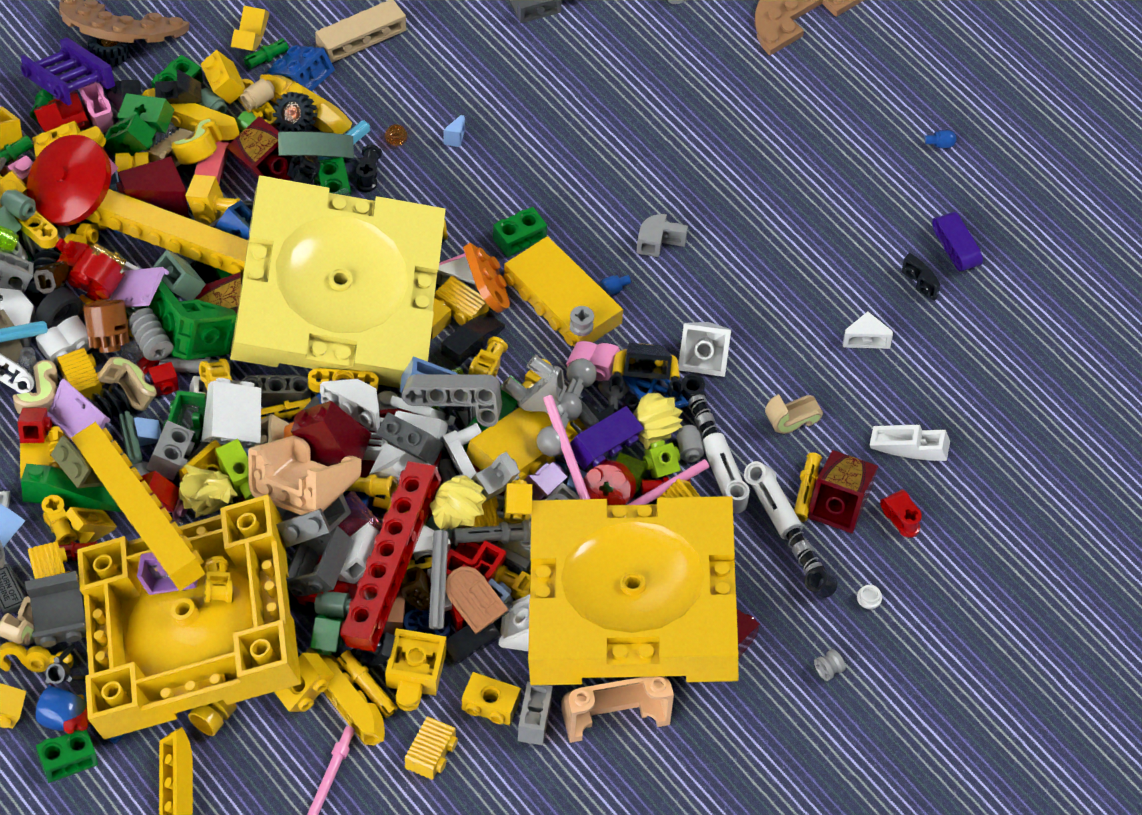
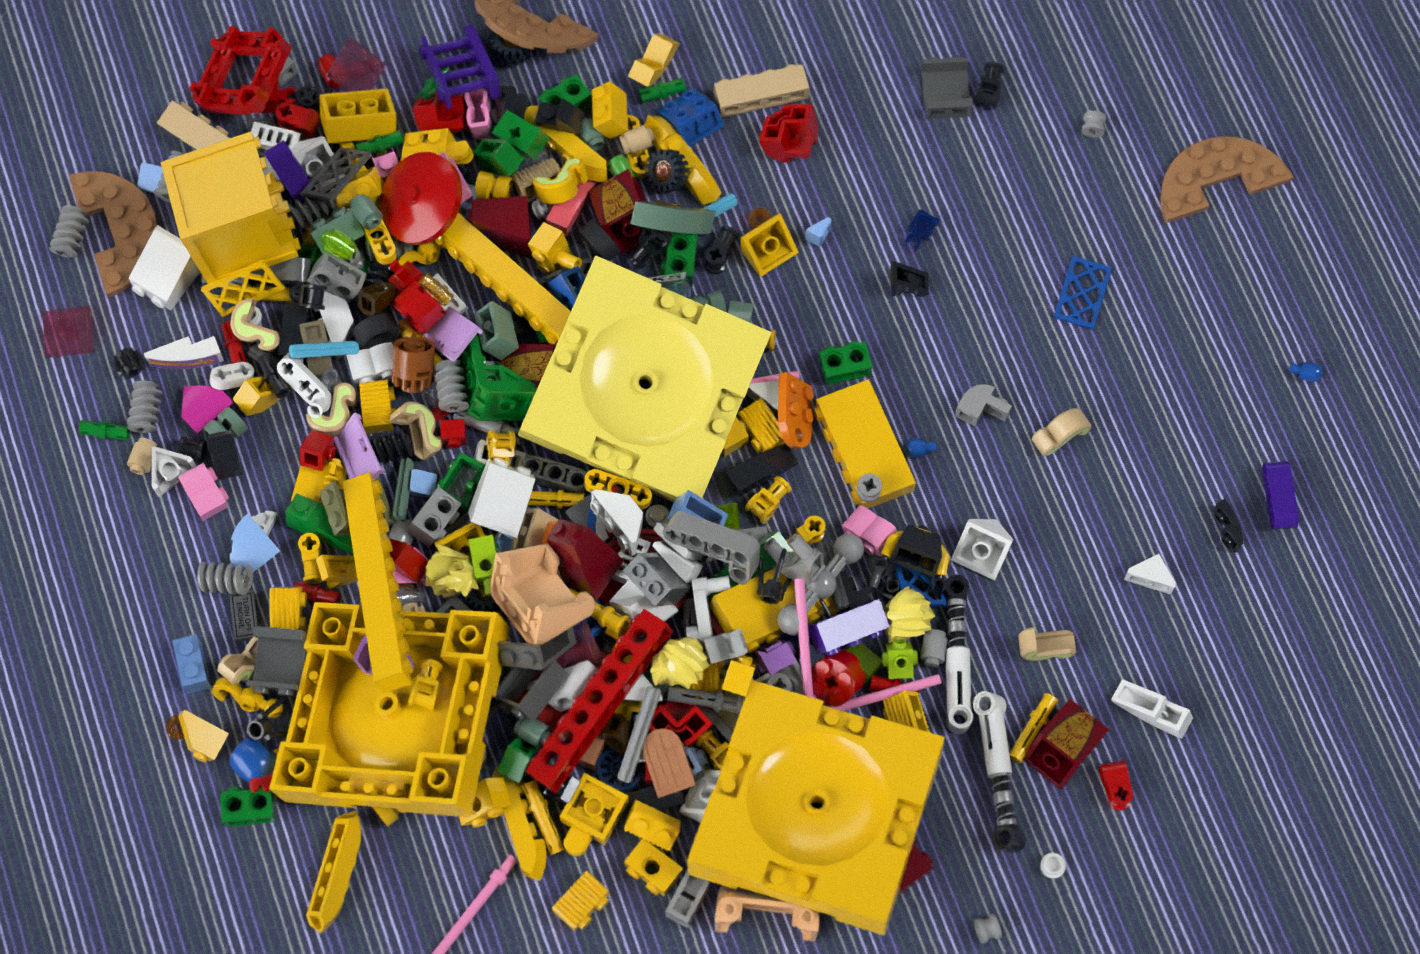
camera: 20 degrees right, 15 degrees up
(185, 173) = (541, 209): none -> white plate
(245, 181) = (599, 240): none -> black tyre
(400, 57) = (790, 132): none -> red brick
(411, 153) = (768, 245): none -> yellow slope
(477, 659) = (652, 825): none -> yellow brick
(522, 423) = (771, 591): none -> black plant
(549, 107) = (921, 228): none -> clear blue plate
(552, 149) = (908, 279): none -> black slope
(717, 147) = (1064, 298): none -> blue window
(739, 237) = (1060, 431): none -> tan animal

